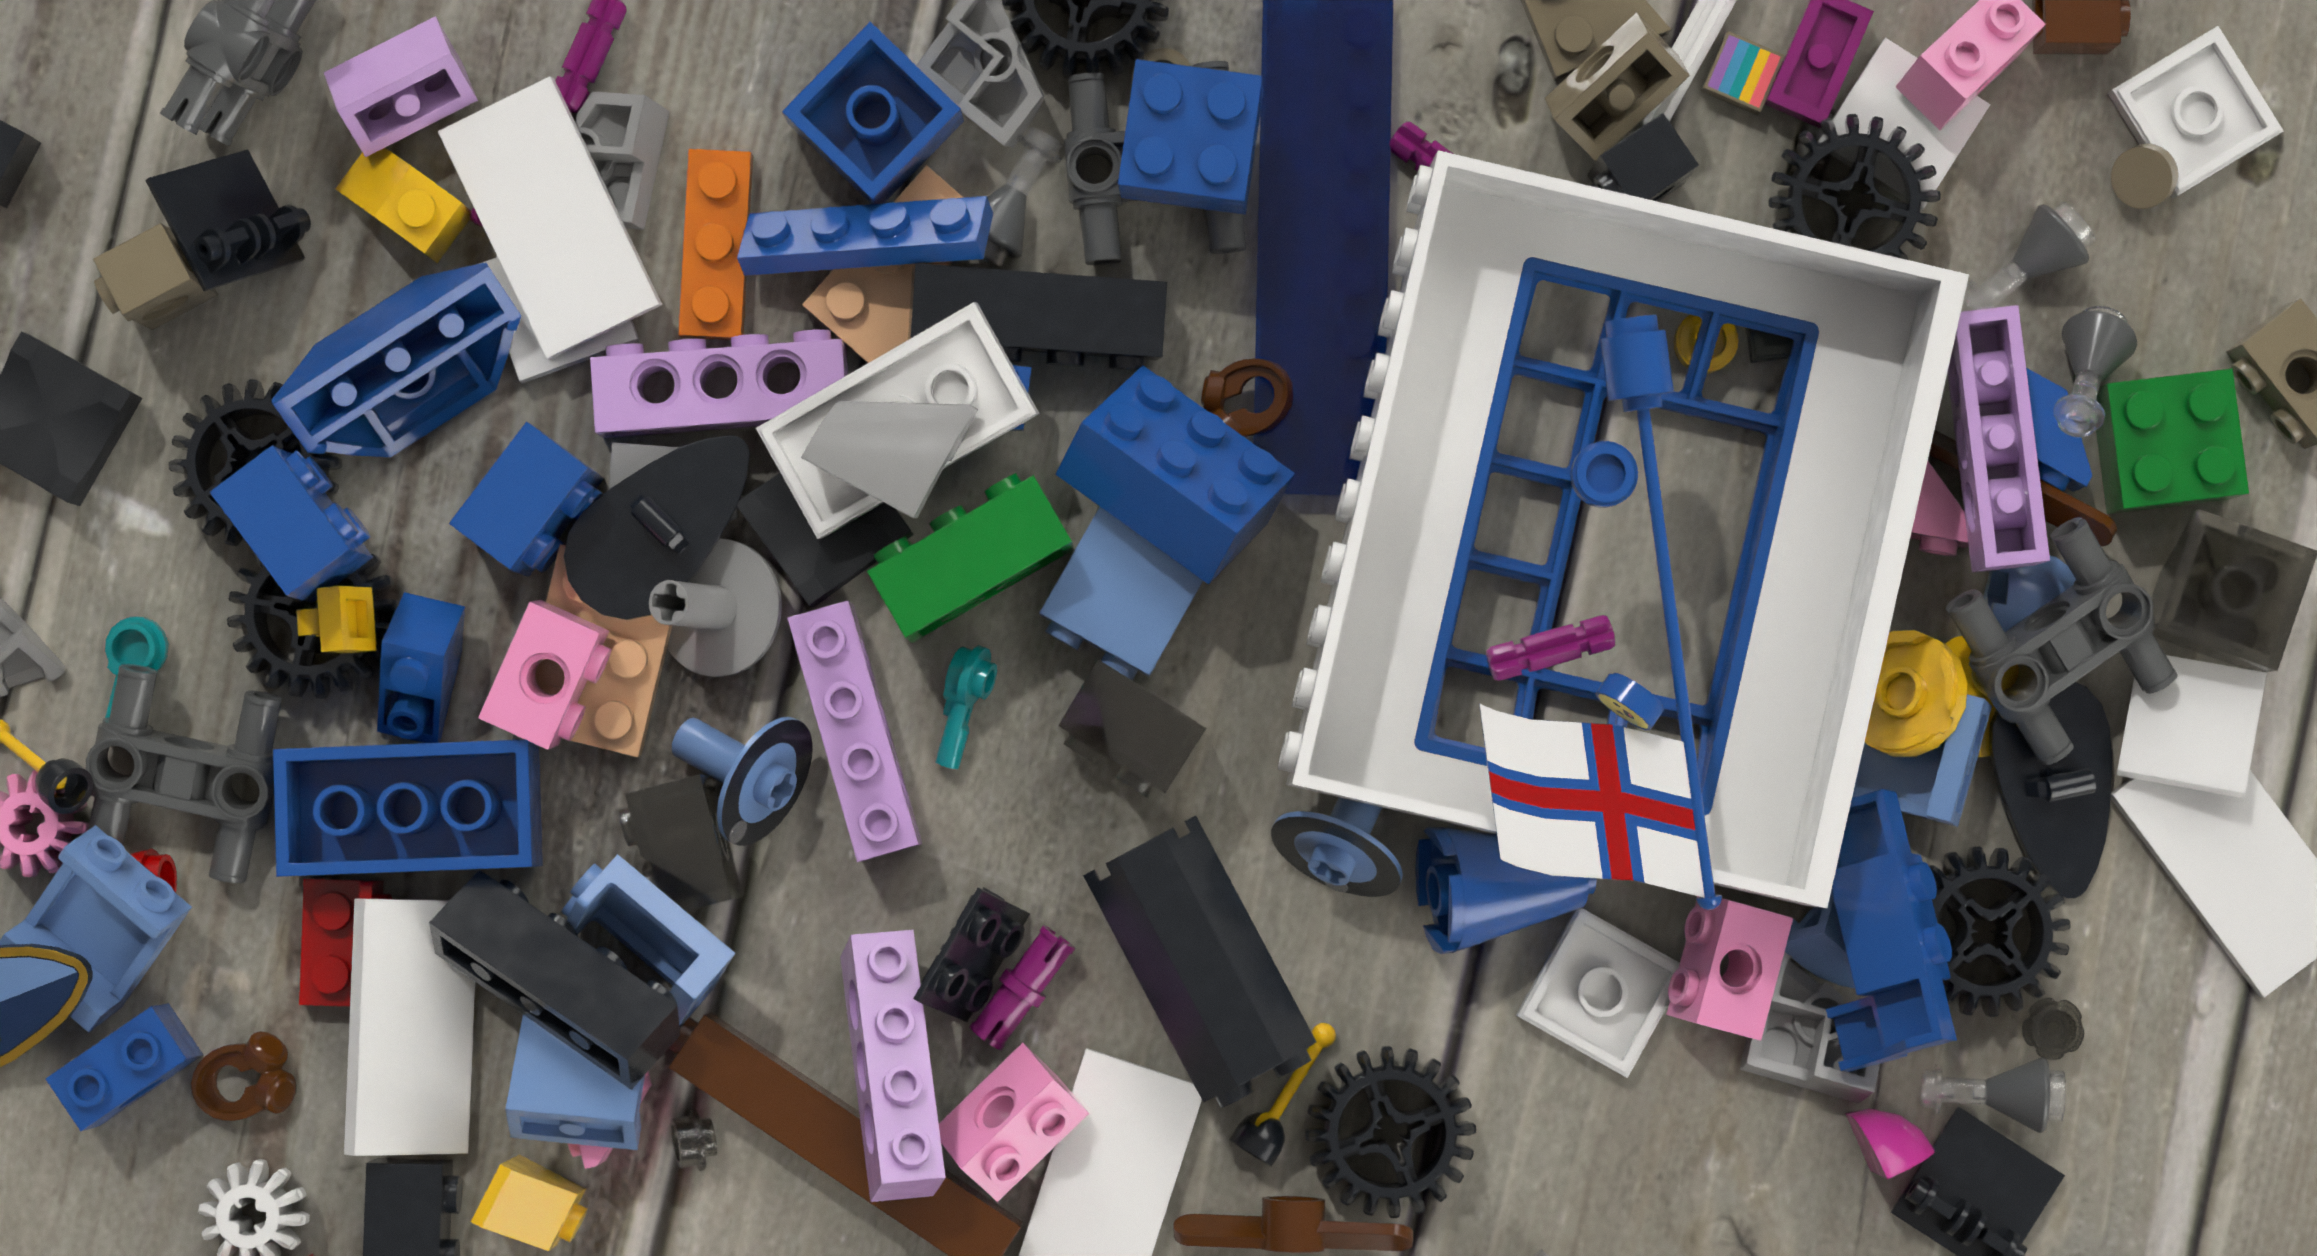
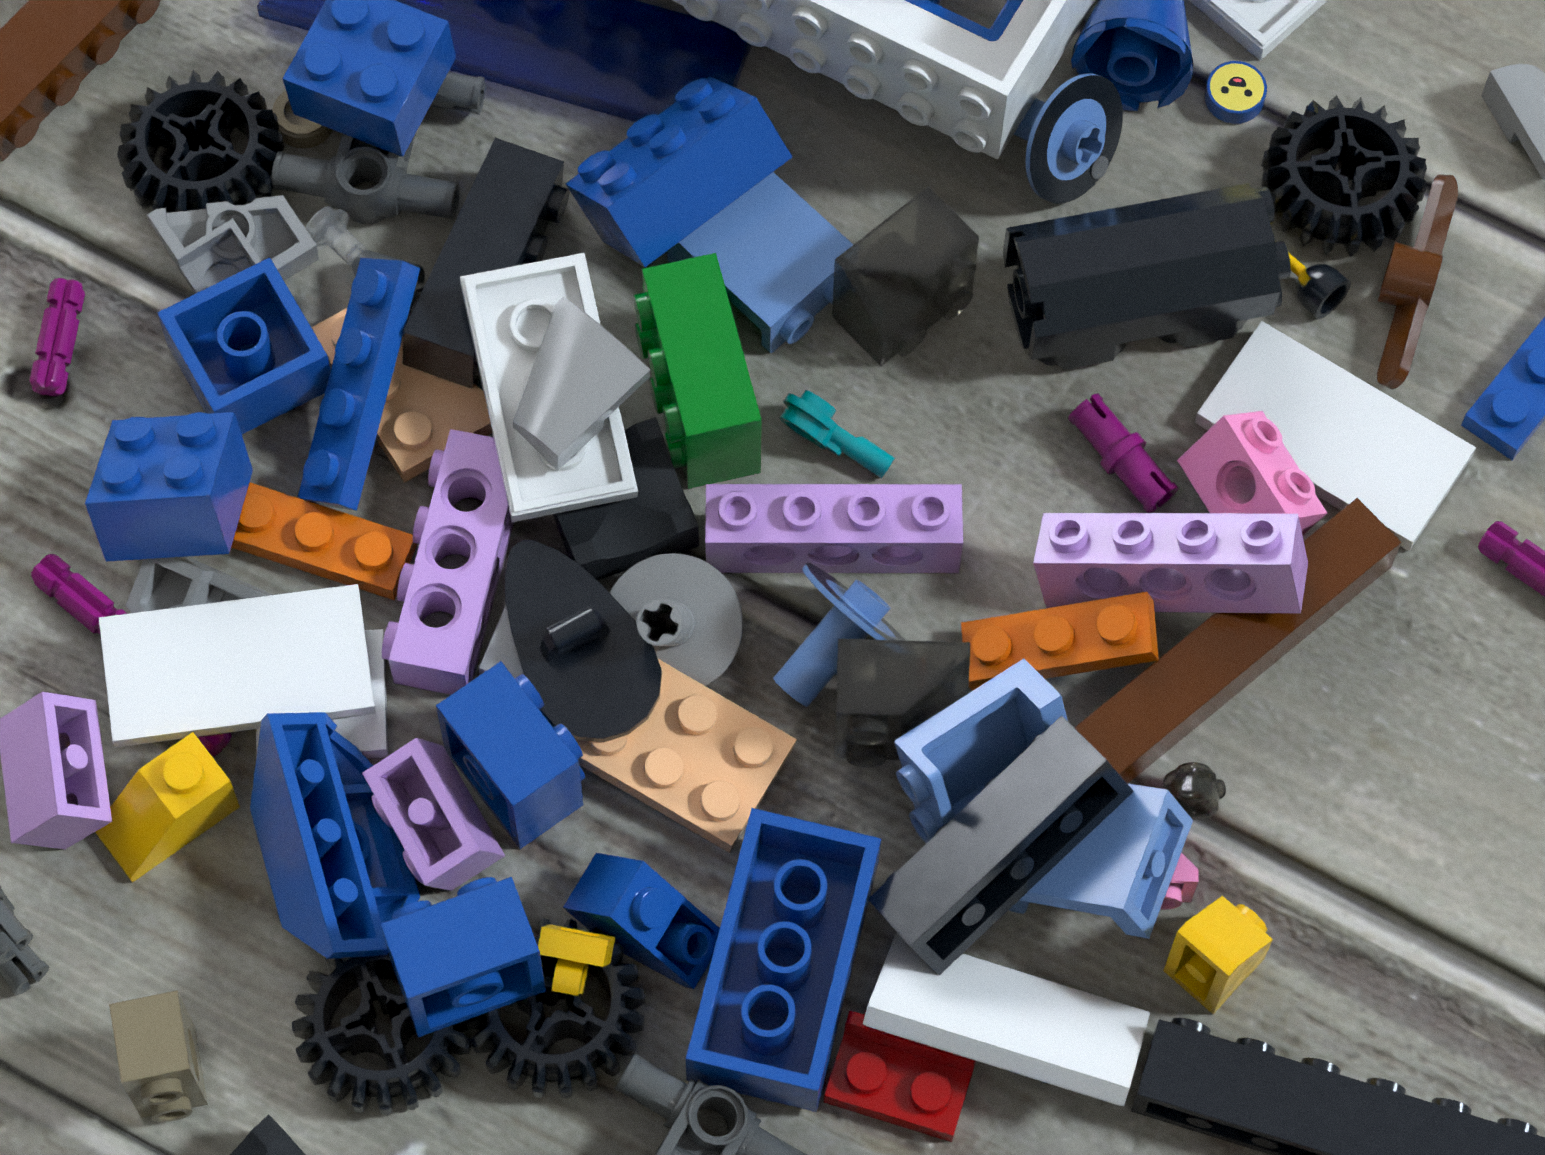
camera: 75 degrees left, 20 degrees down
(228, 219) = (146, 966): black hinge -> none
(452, 446) = (432, 815): none -> lavender brick
(515, 697) = (704, 814): bright pink brick -> none
(701, 95) = (169, 486): none -> blue brick
(797, 978) = (1064, 638): none -> orange plate
(968, 961) = (1063, 459): black hinge -> none
(1230, 383) = (603, 122): reddish brown piece -> none
(1464, 999) = (1235, 92): none -> tile

